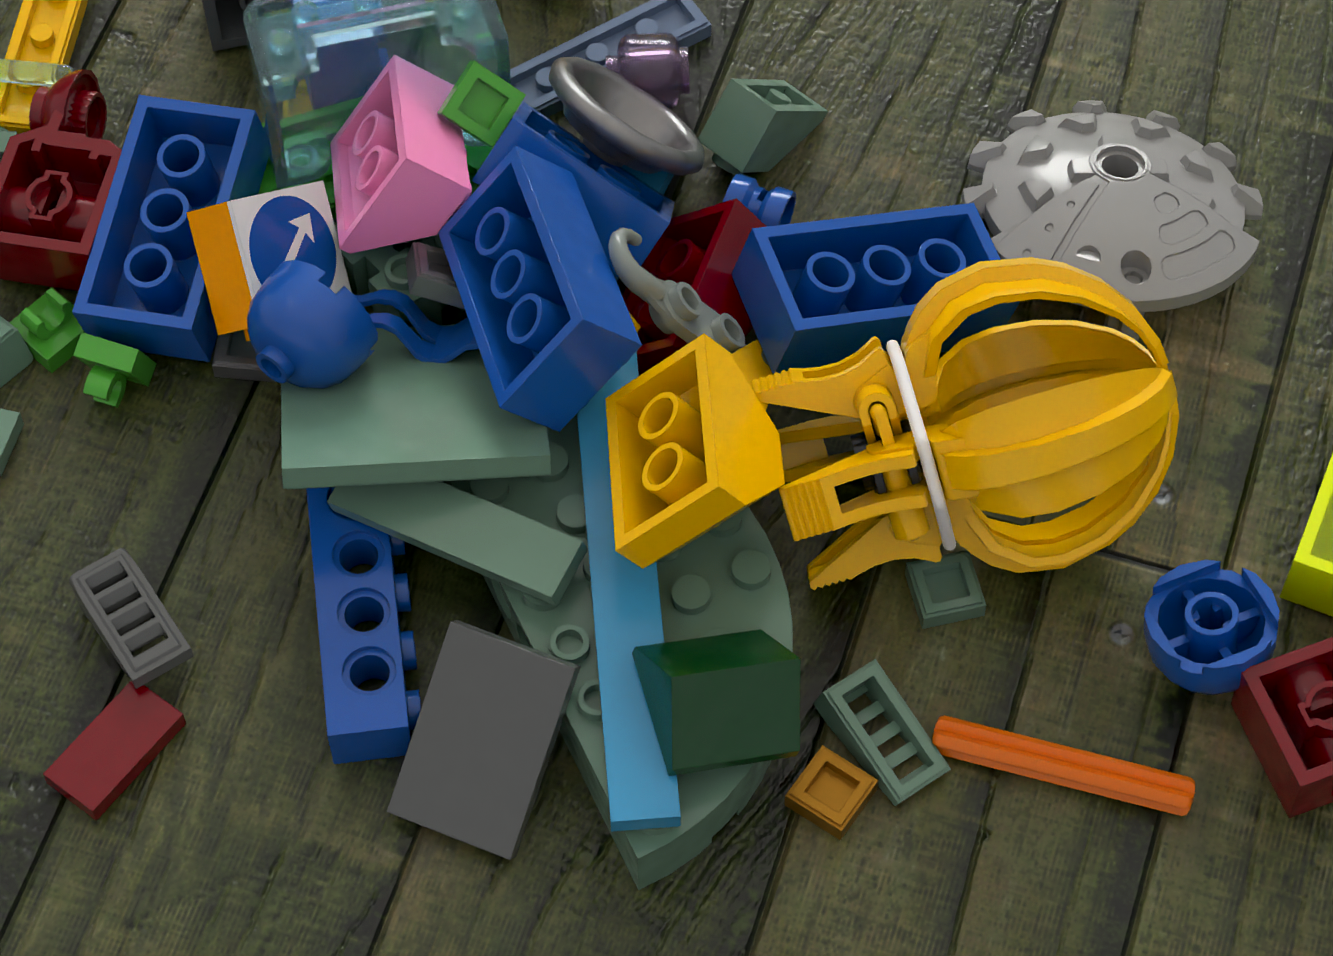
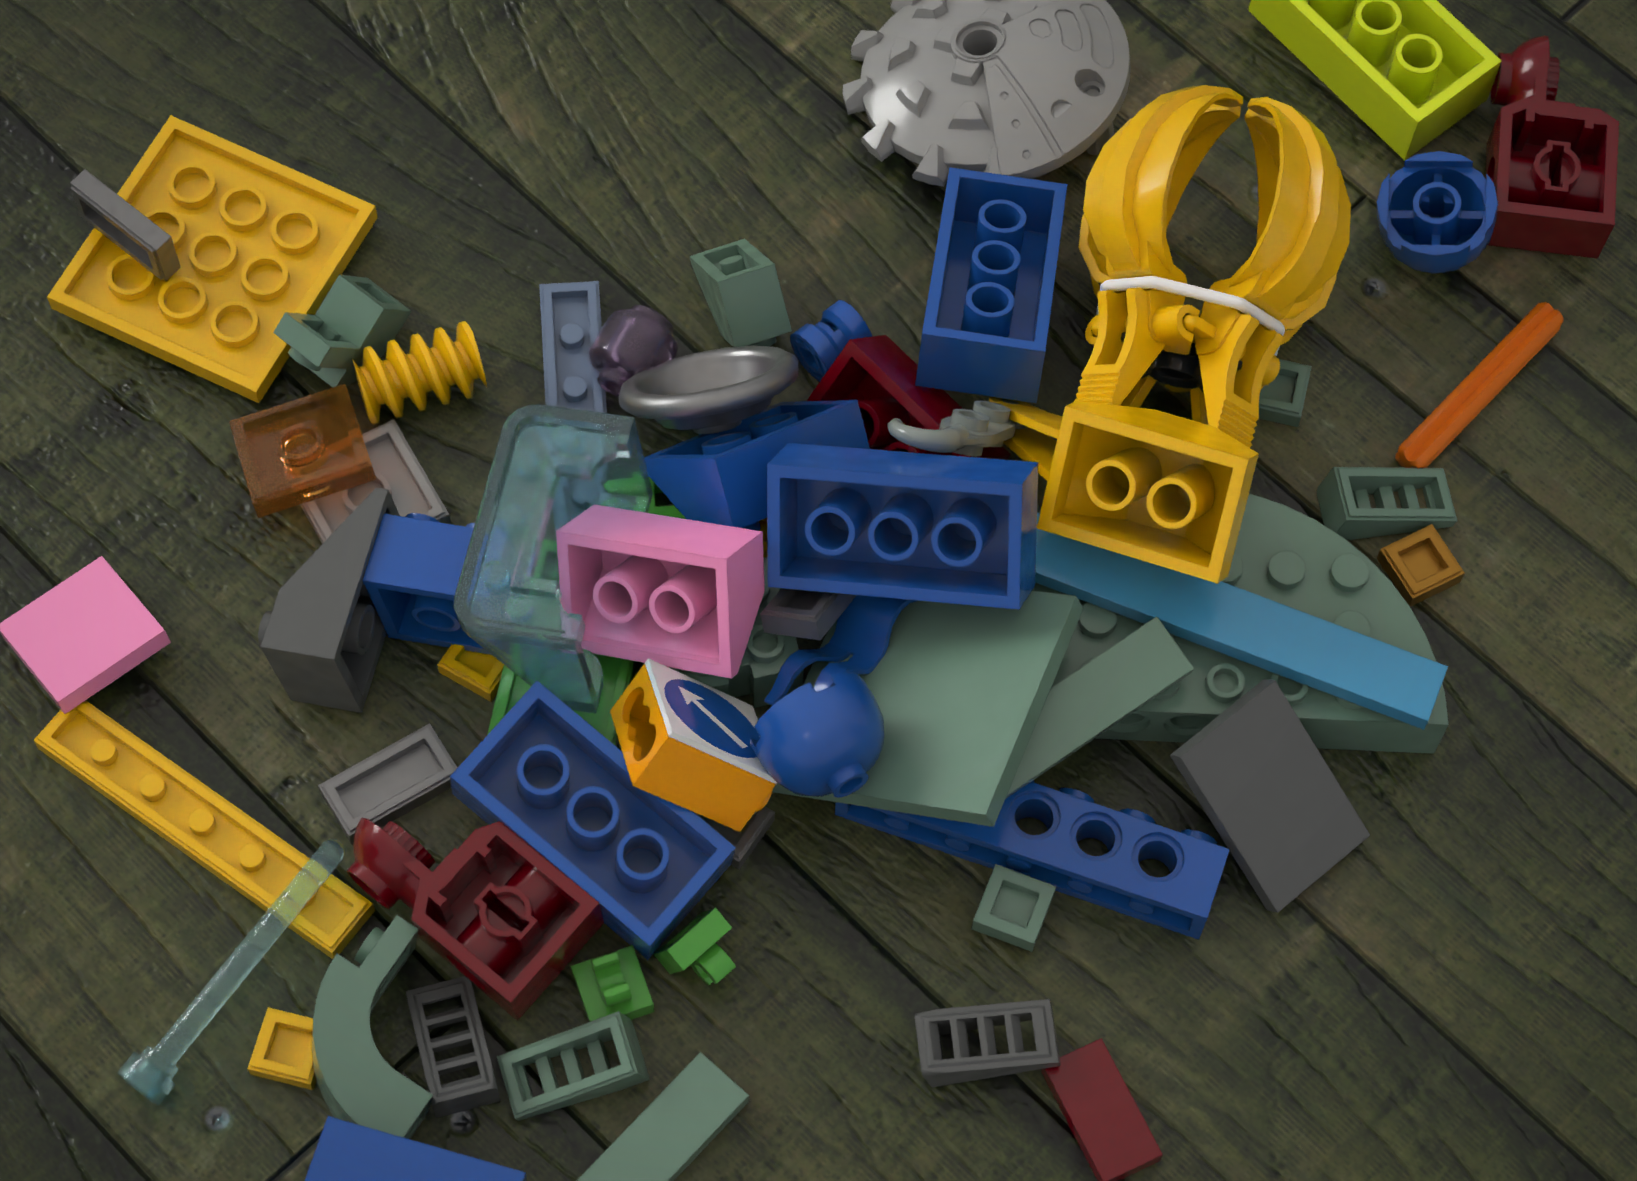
camera: 65 degrees left, 5 degrees up
(139, 75) = (390, 781): none -> flat silver tile
(275, 590) = (1013, 907): none -> sand green plate
(481, 103) = (658, 483): bright green tile -> none
(721, 700) = (1353, 581): dark green slope -> none

